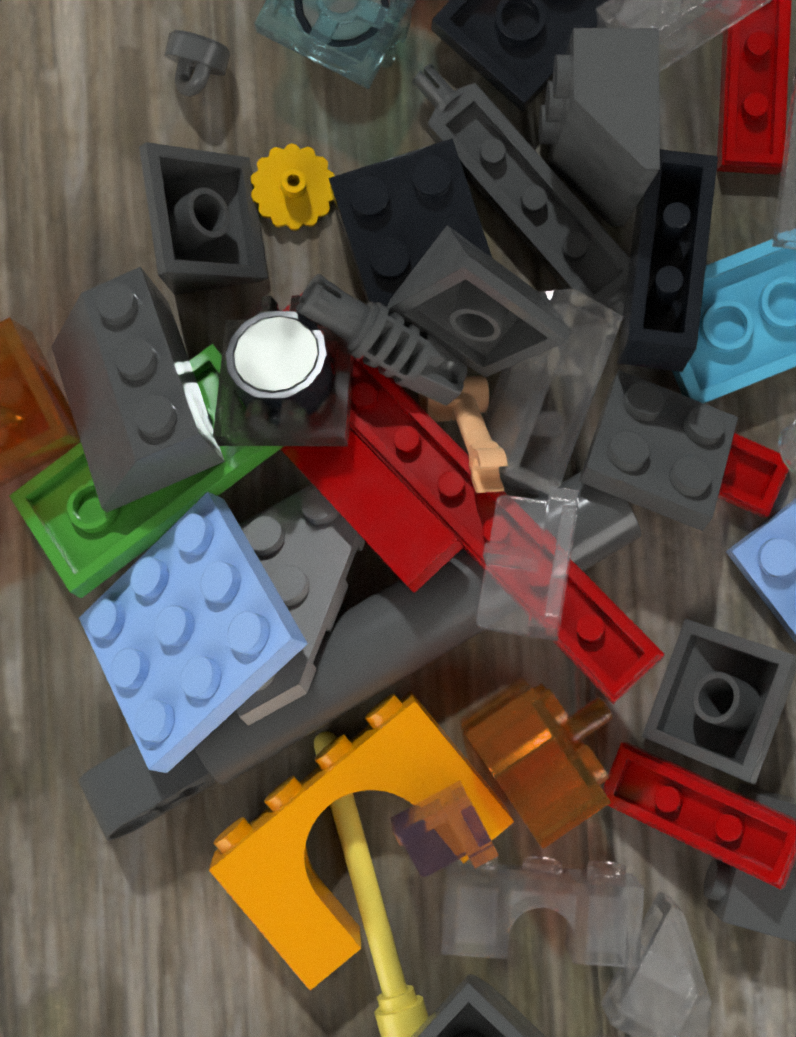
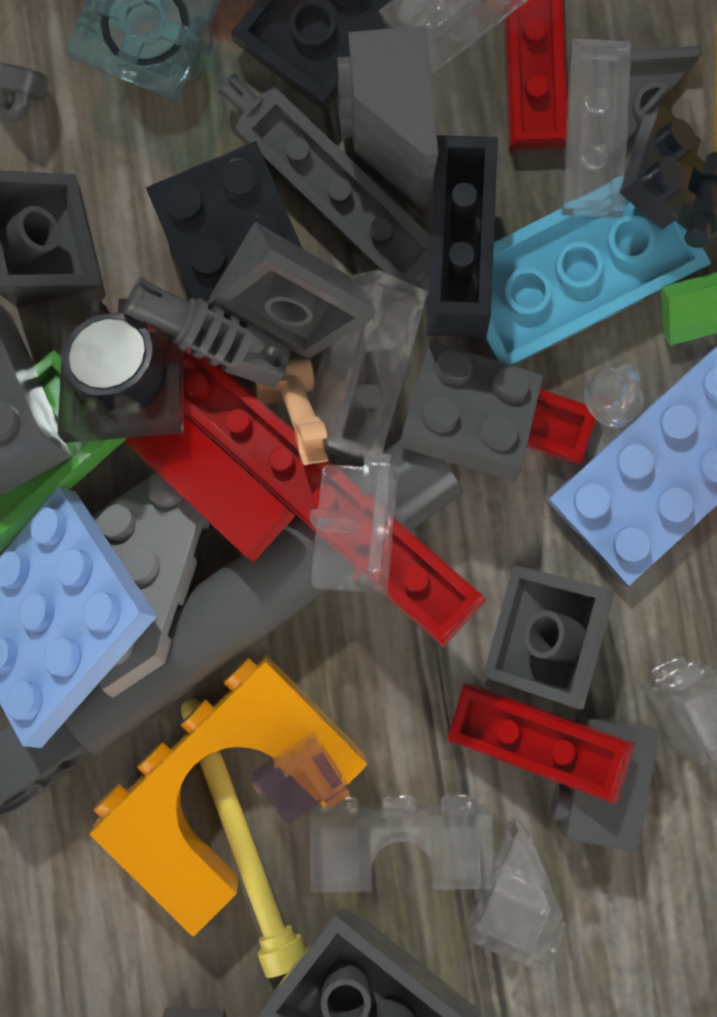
camera: 15 degrees left, 0 degrees up
(292, 187) = (116, 198): yellow piece -> none
(540, 756) = (385, 702): clear orange brick -> none

